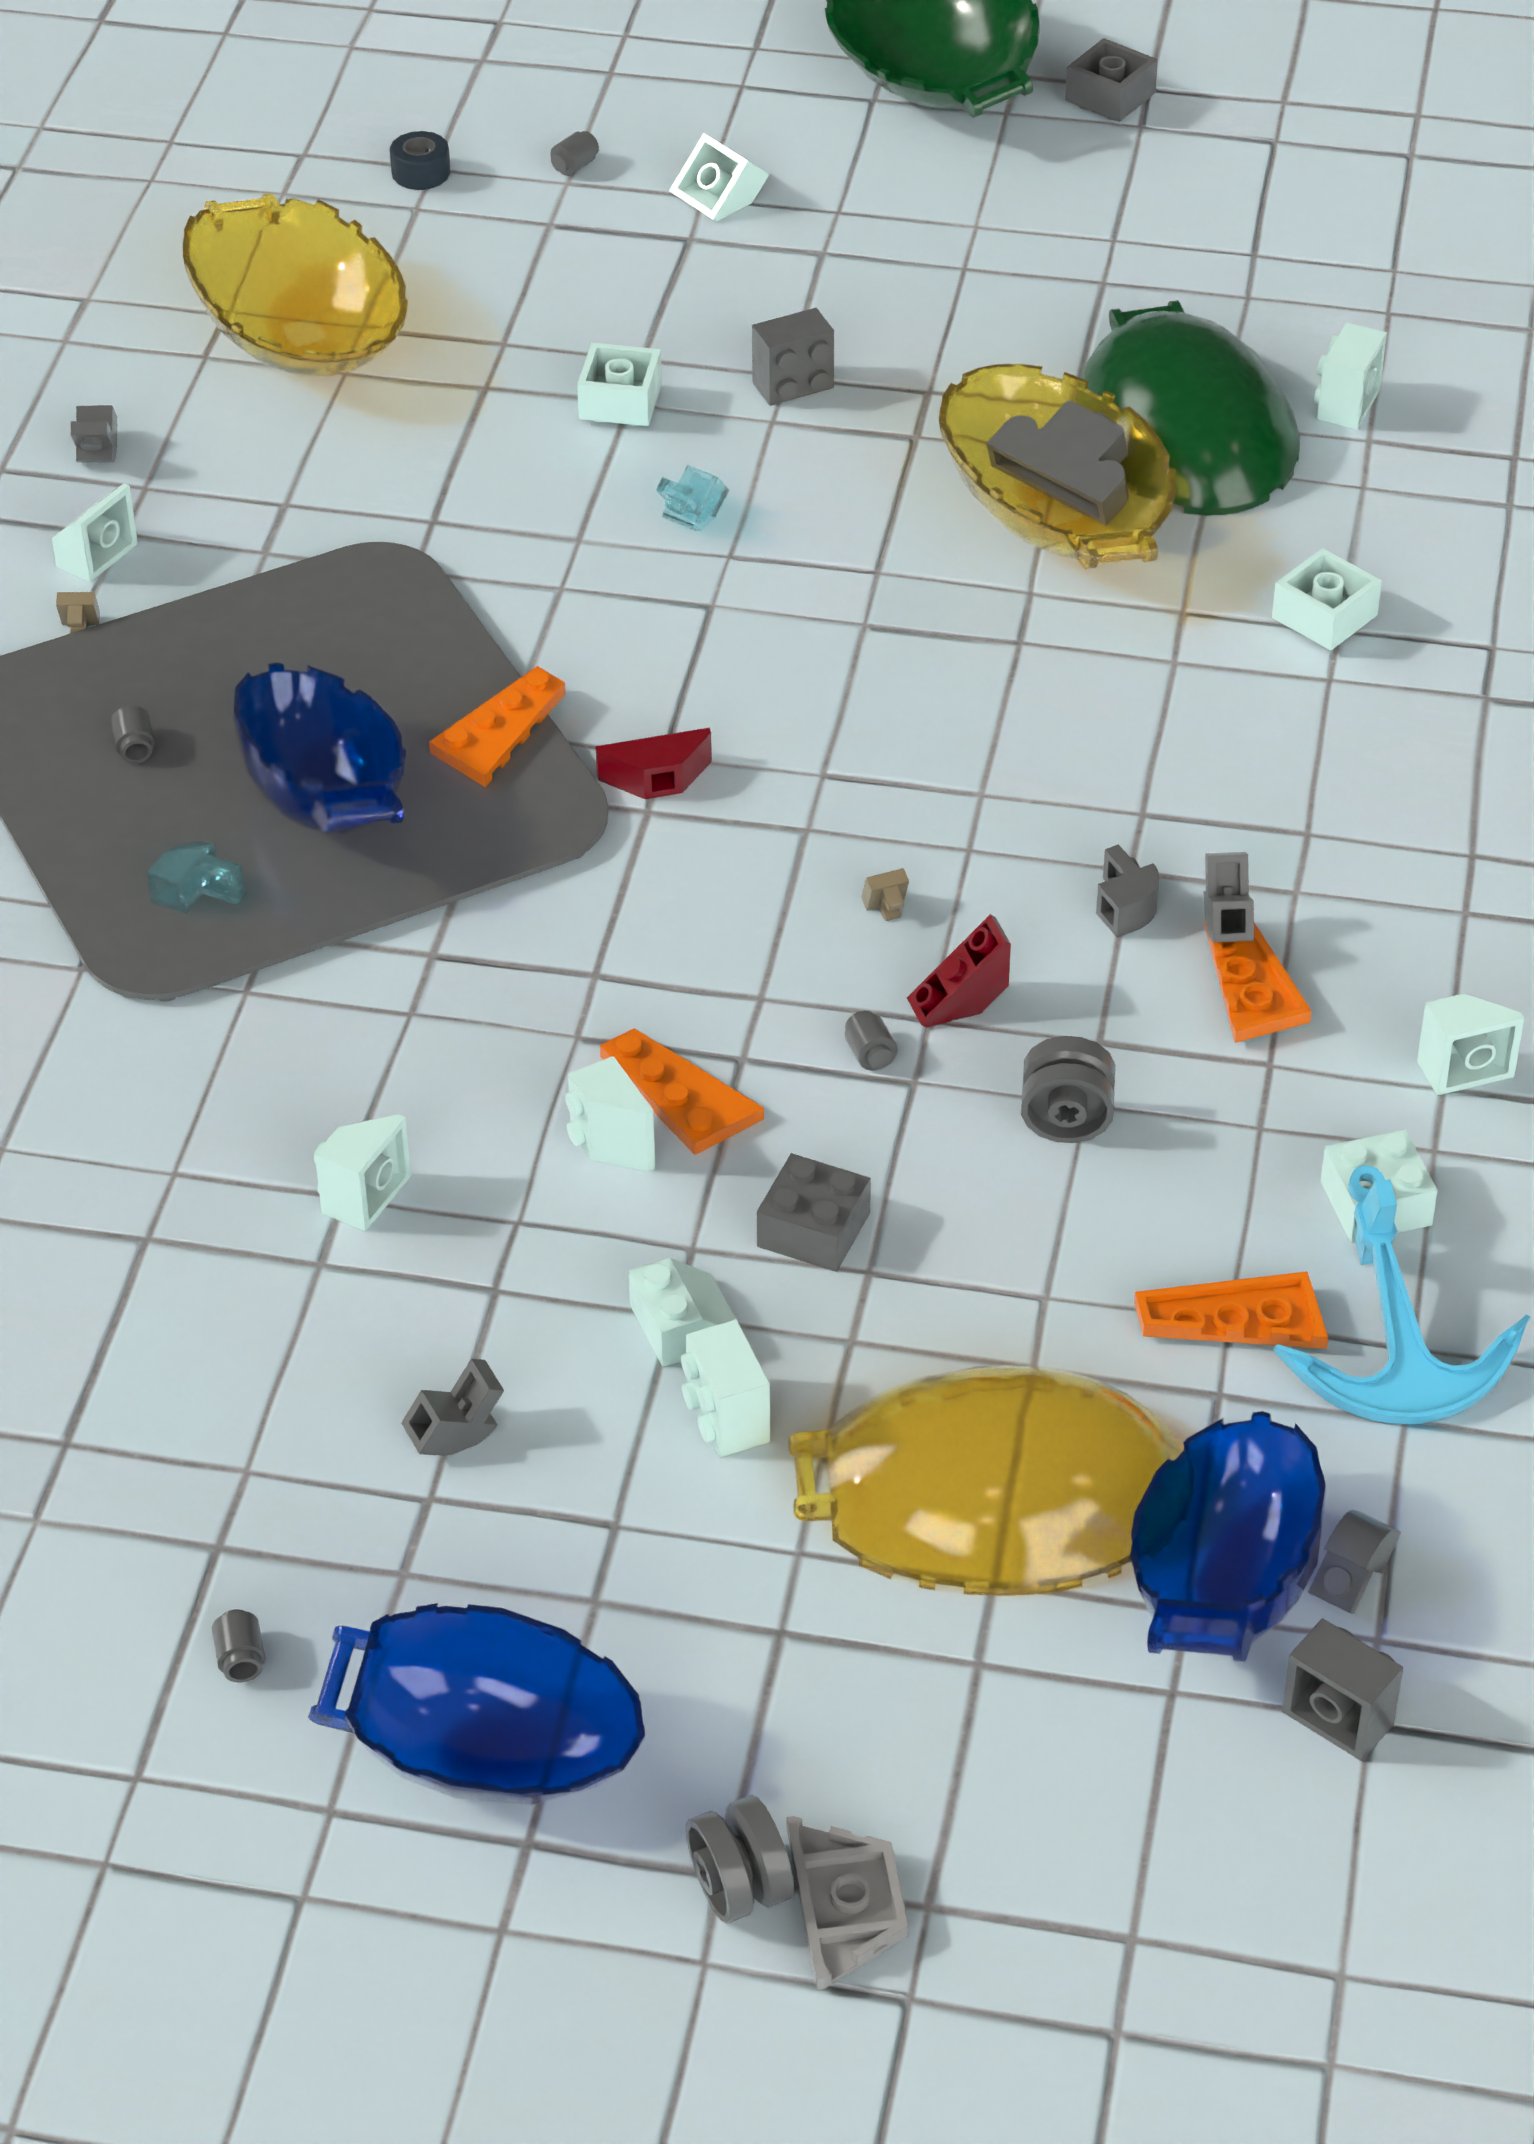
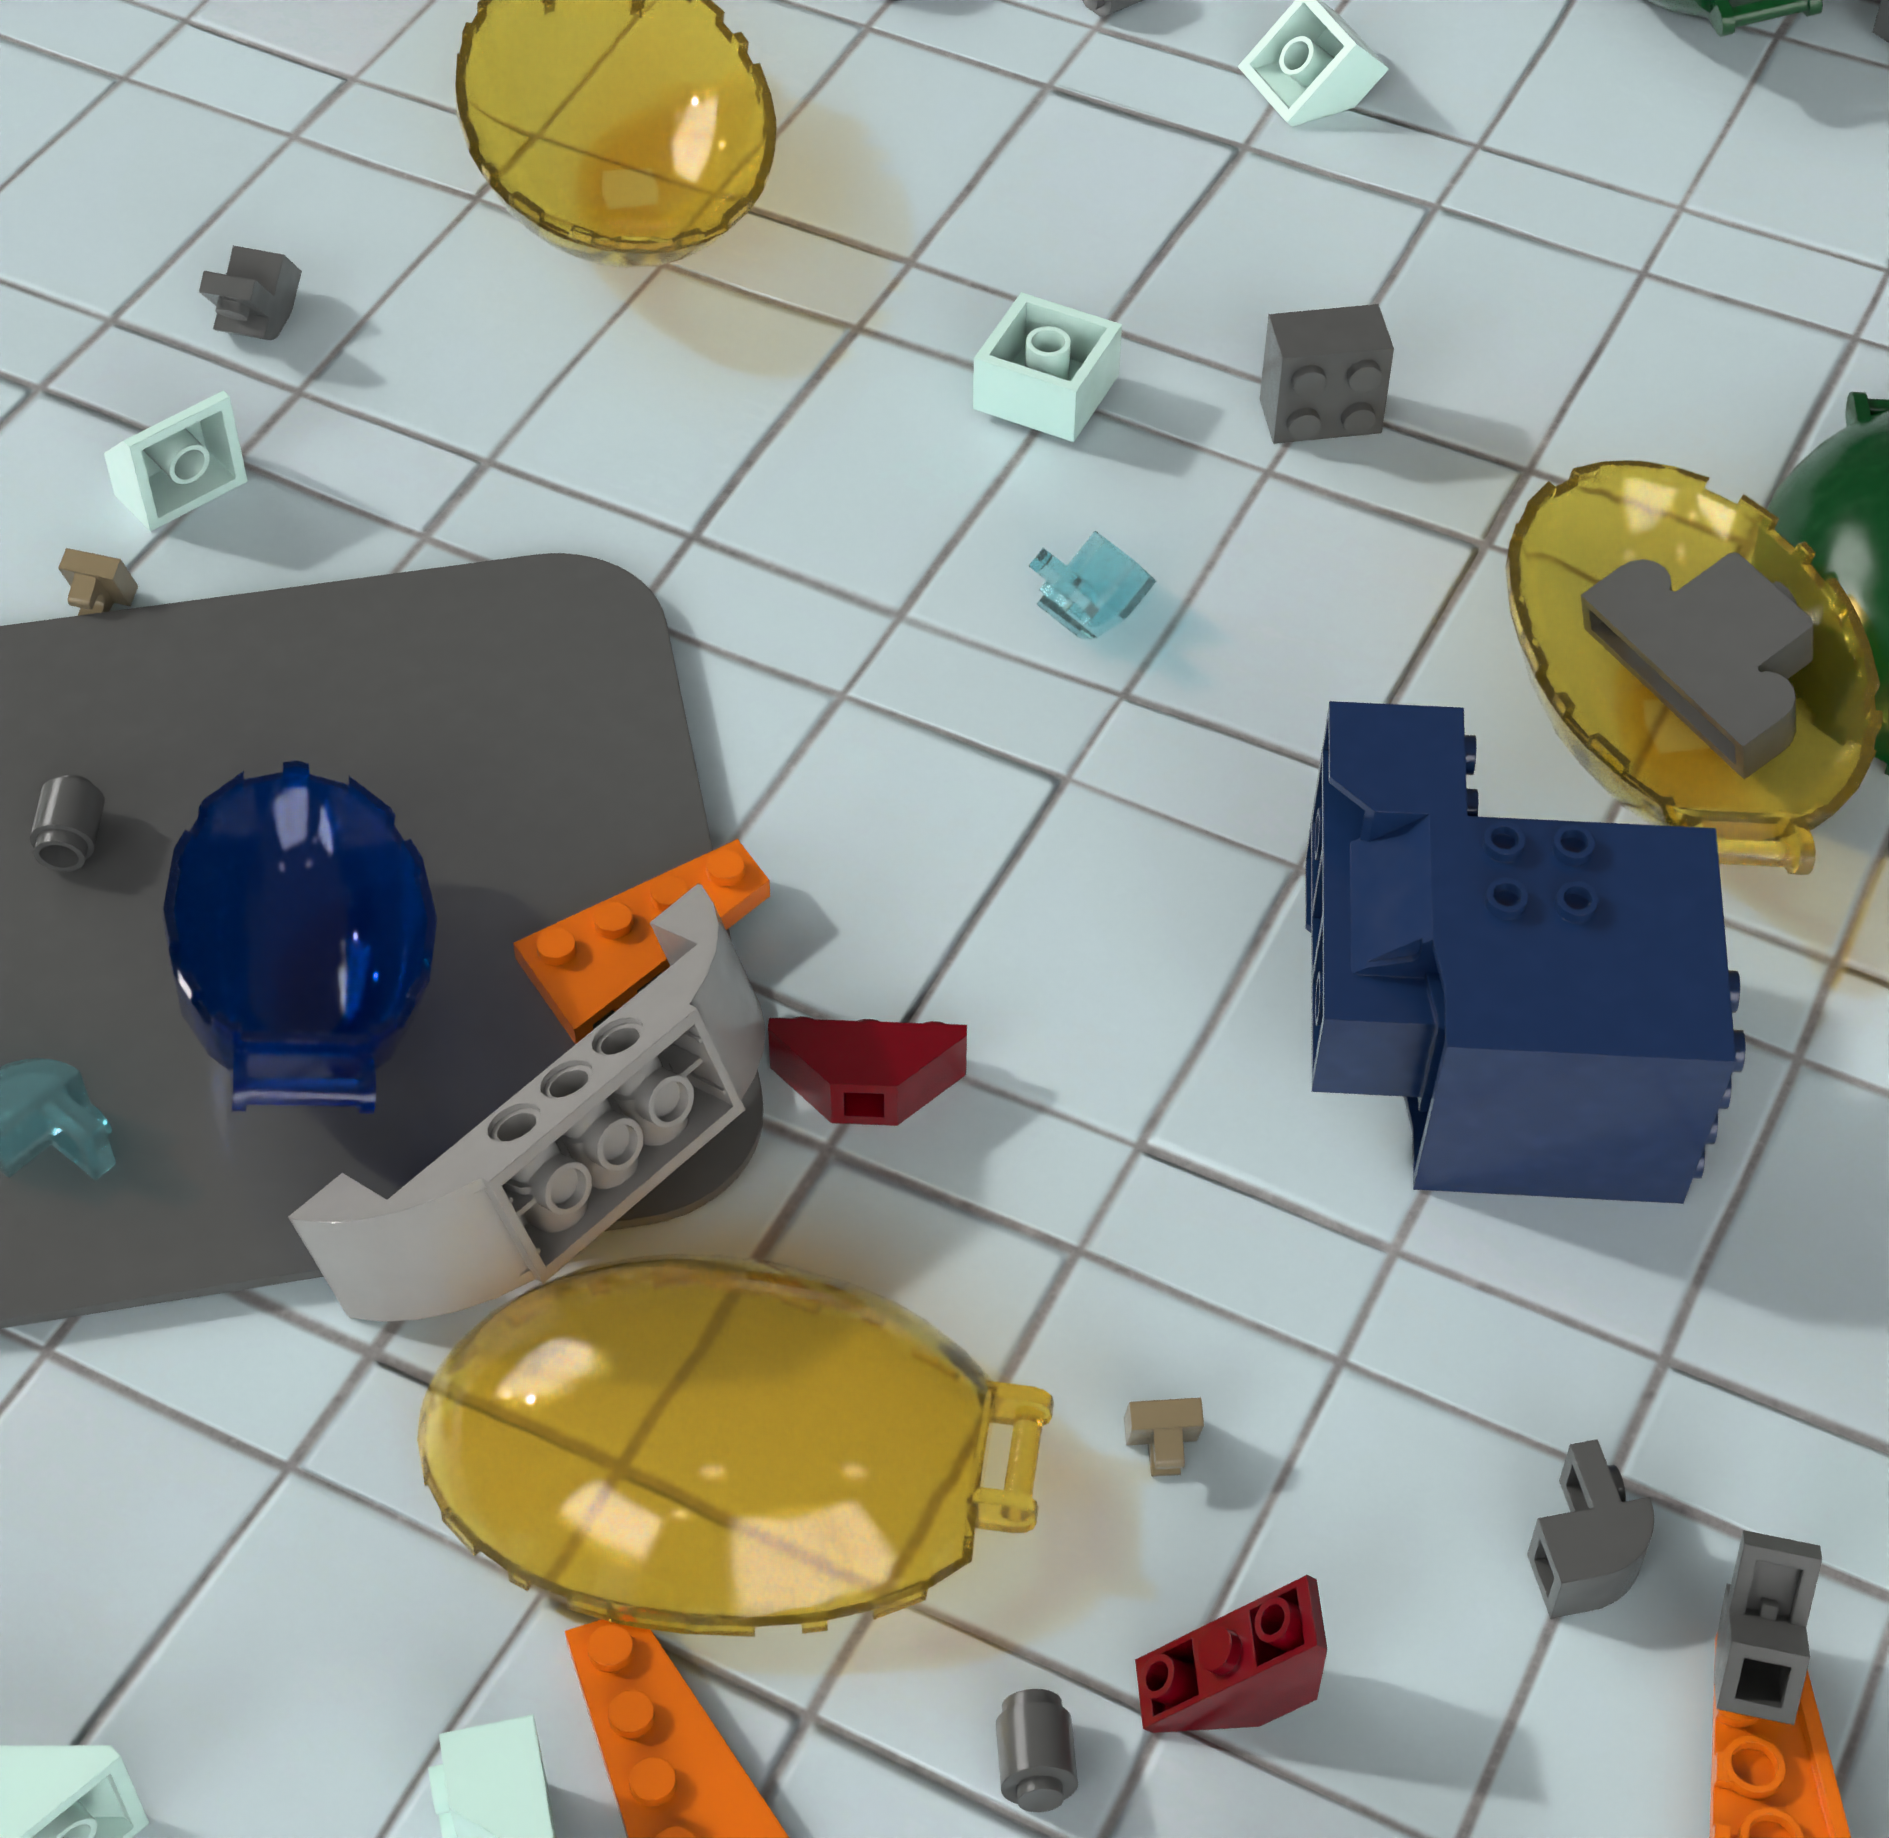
camera: 15 degrees right, 5 degrees up
(506, 829) = (562, 1150): none -> light grey slope
(650, 942) = (721, 1445): none -> clear yellow windscreen
(1006, 633) = (1515, 979): none -> dark blue piece

